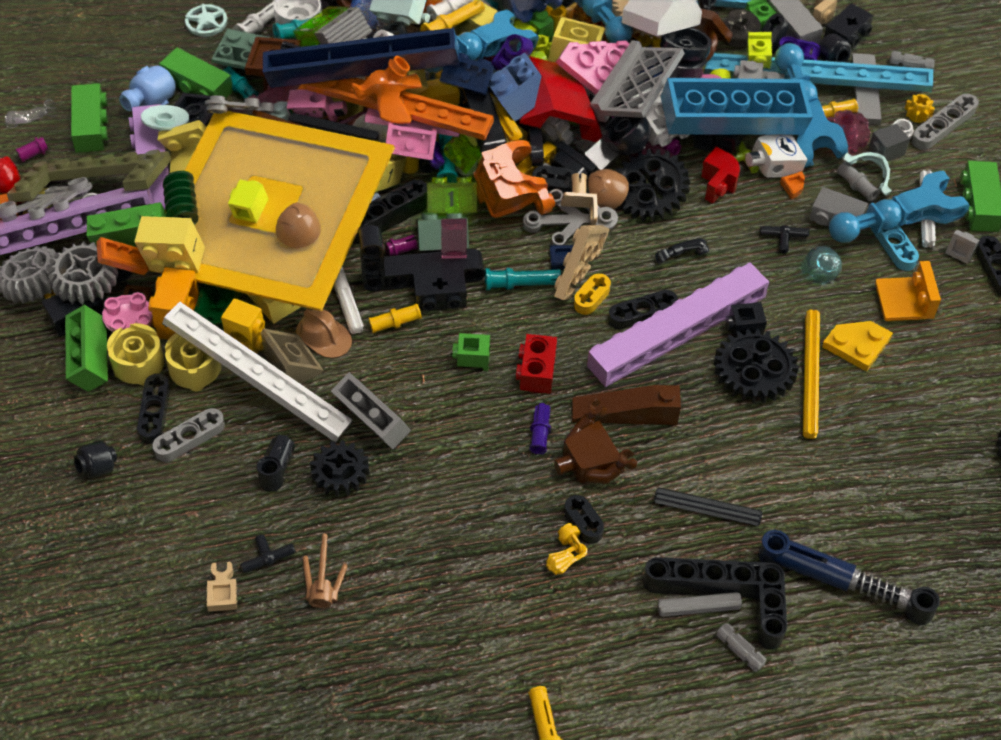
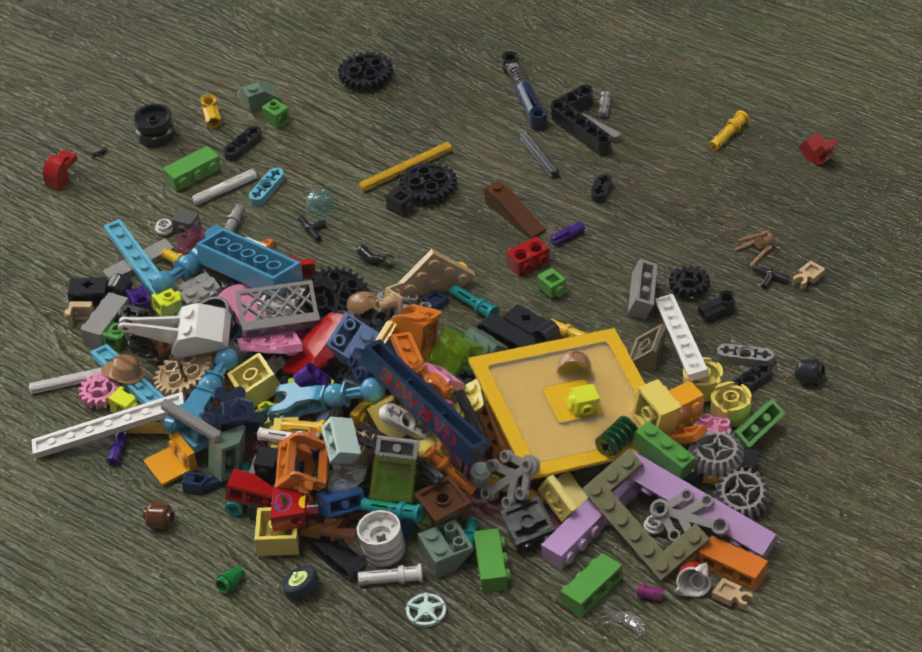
camera: 125 degrees left, 10 degrees down
(149, 87) = (531, 572): light blue piece -> none
(164, 117) = (552, 511): light aqua dish -> none
(244, 324) = (658, 366): yellow brick -> none
(454, 238) = (495, 314): clear pink tile -> none
(562, 560) = (618, 184): yellow piece -> none
(591, 452) = (561, 202): reddish brown torso -> none
(630, 318) = (424, 243): black beam -> none
(675, 324) = (433, 224): lavender brick -> none
(831, 203) = (270, 213): light grey brick -> none
(858, 342) = (362, 162): yellow plate -> none
(880, 160) = (208, 219): light aqua helmet -> none
(906, 208) = (231, 176): dark azure piece -> none
(909, 296) = (305, 157): light orange bracket -> none
(911, 60) = (89, 255): light grey axle -> none
(919, 108) = (138, 226): yellow gear -> none
(941, 118) = (112, 214): light grey beam -> none
(962, 246) = (244, 157): light grey tile -> none

